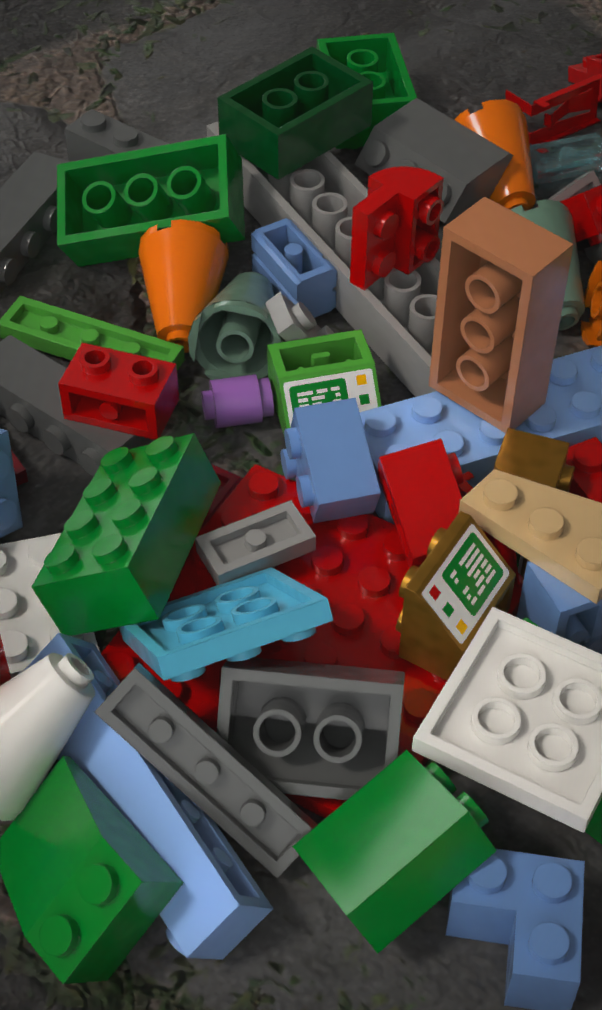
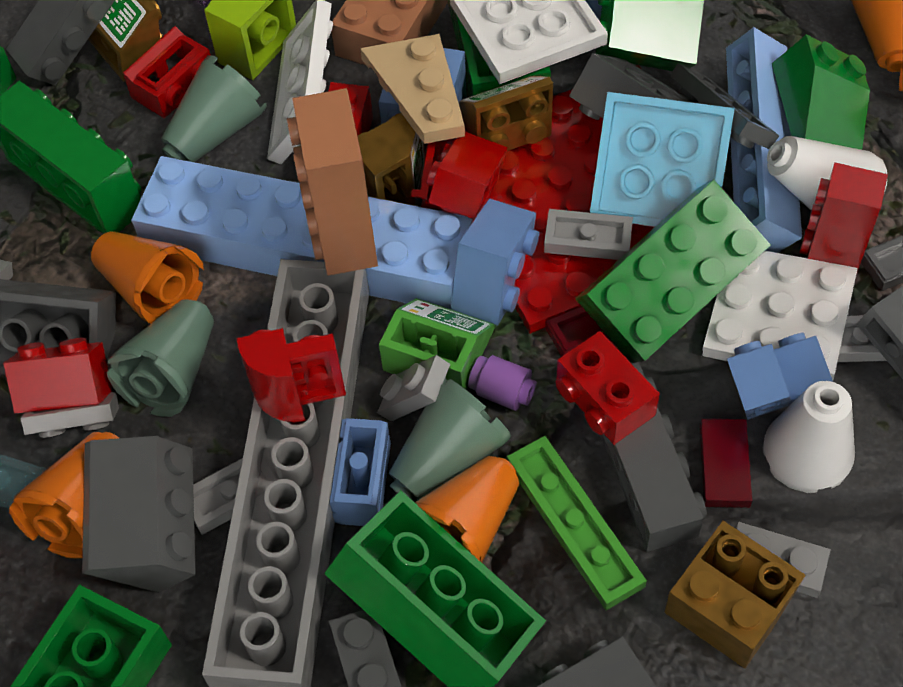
camera: 140 degrees left, 10 degrees up
(295, 111) = (231, 586): dark green brick -> none

